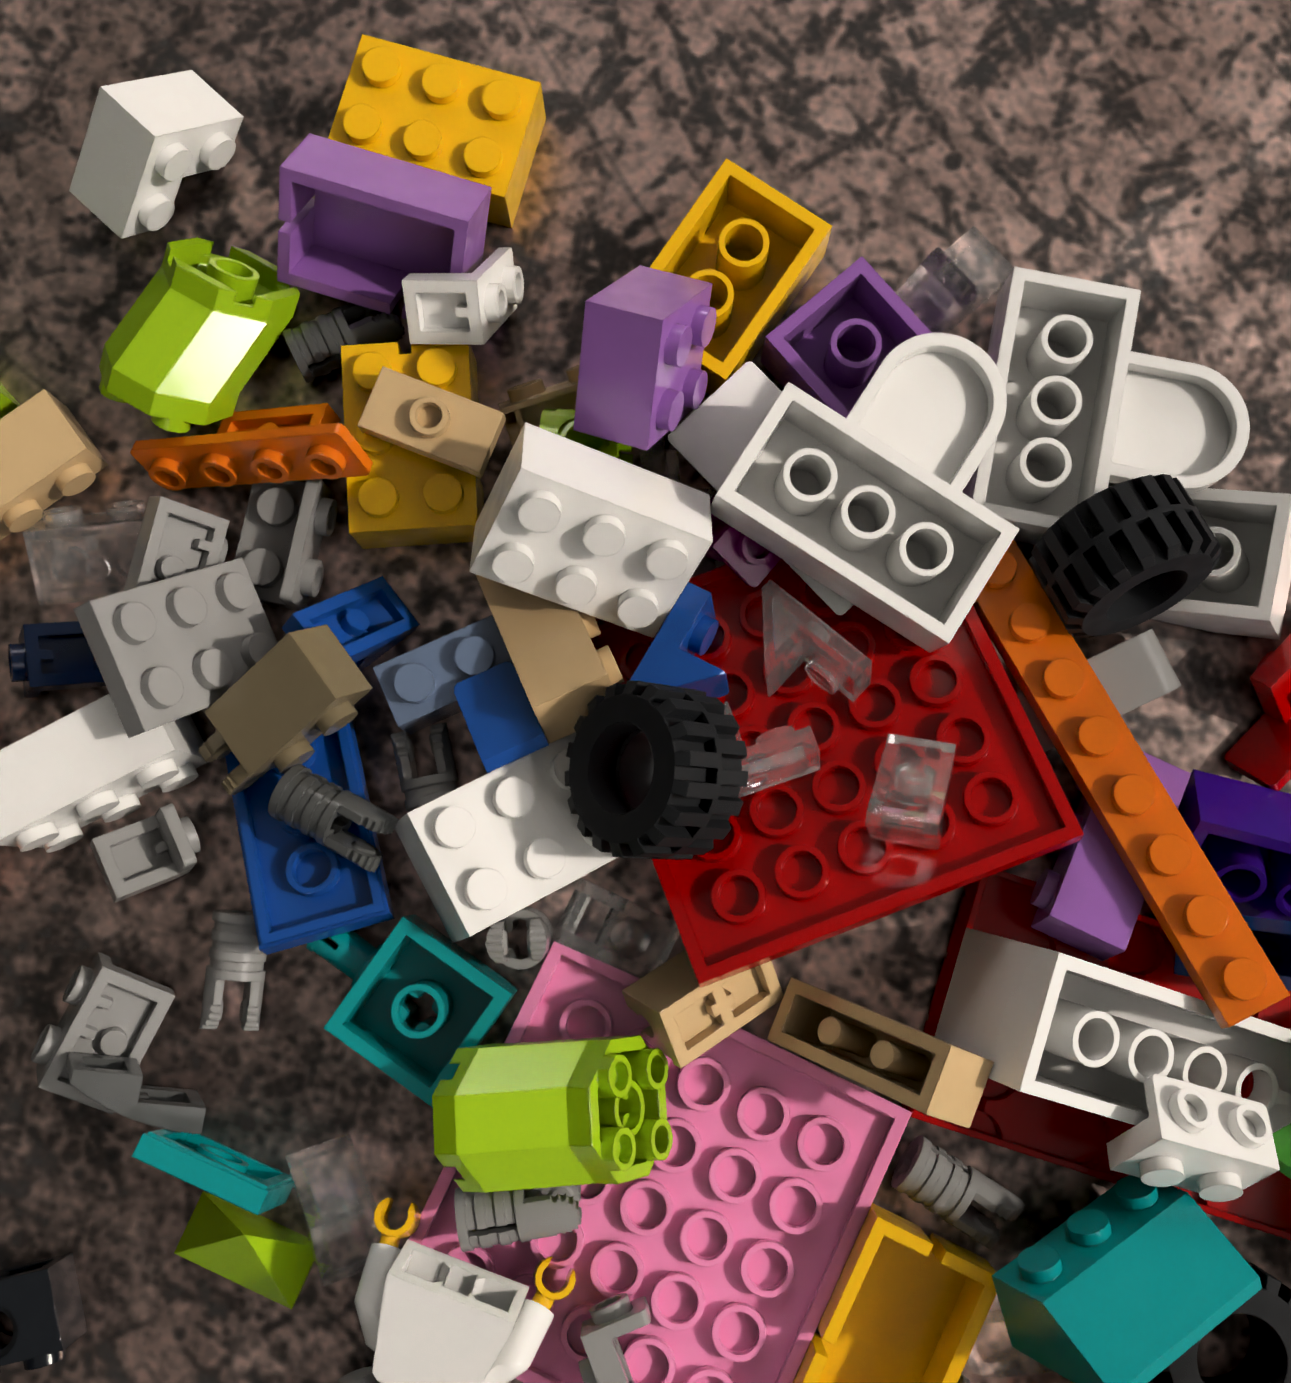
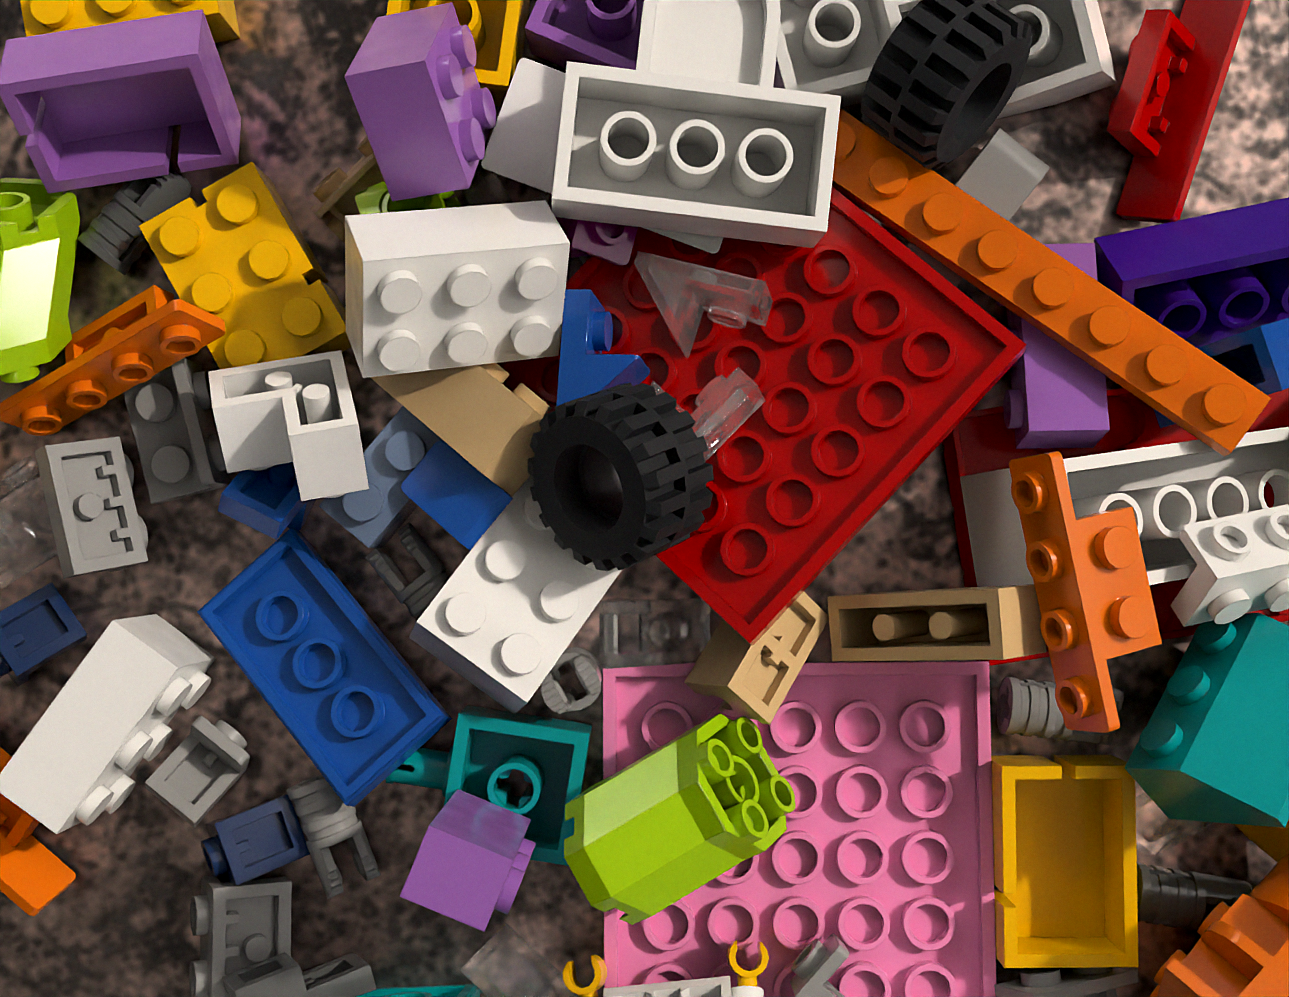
camera: 25 degrees left, 5 degrees up
(161, 942) = (254, 841): none -> dark blue bracket
(176, 642) = (135, 570): light grey plate -> none
(284, 705) = (256, 579): dark tan hinge -> none
(326, 813) = (344, 656): dark grey hinge -> none
(345, 1055) = (470, 861): none -> medium lavender brick
(392, 575) = (294, 414): none -> white brick
(432, 422) = (258, 256): tan plate -> none
(463, 305) = (232, 133): white bracket -> none
(515, 1215) = (687, 922): light grey hinge -> none
(911, 791) = (855, 381): clear slope -> none
(1035, 1086) = (1087, 589): none -> orange bracket

